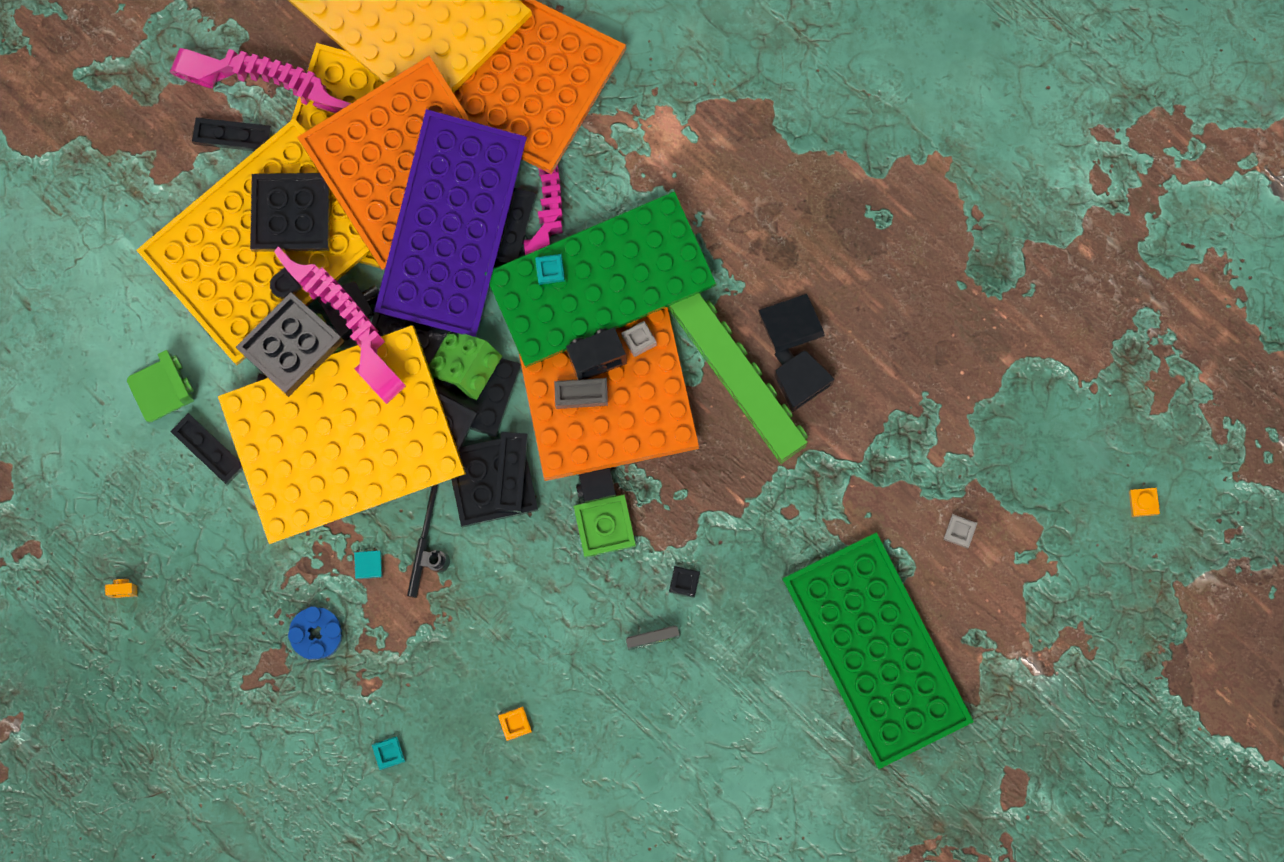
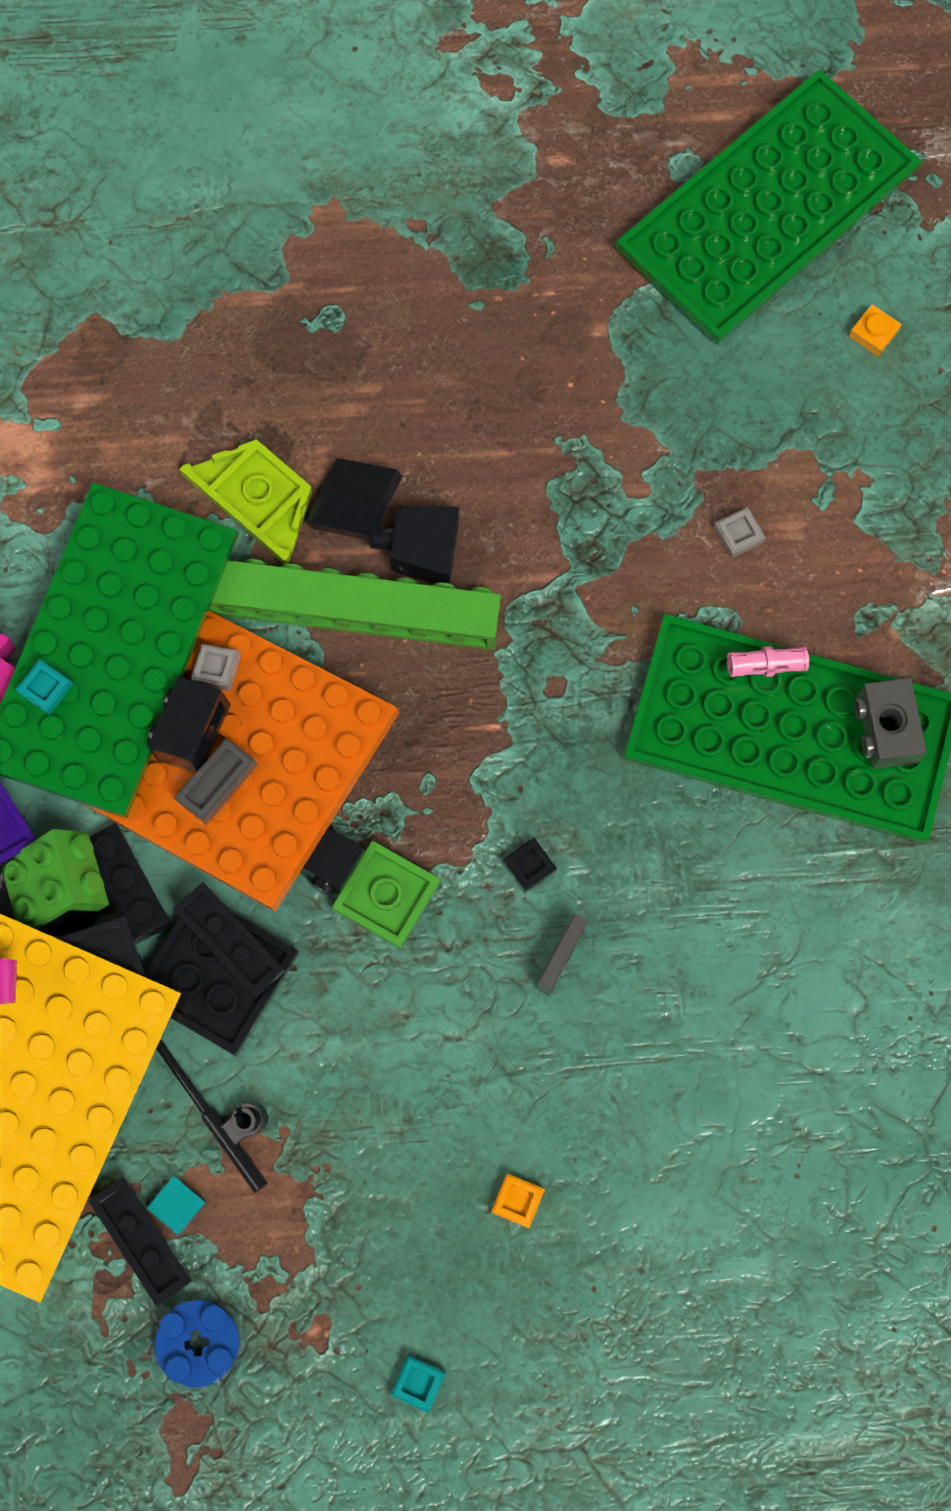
camera: 55 degrees left, 5 degrees down
(337, 563) = (140, 1241): none -> black plate
(749, 272) = (256, 494): none -> lime wing
(896, 606) = (767, 661): none -> bright pink pin
(934, 688) = (897, 702): none -> dark grey brick
(1164, 383) = (767, 206): none -> green plate

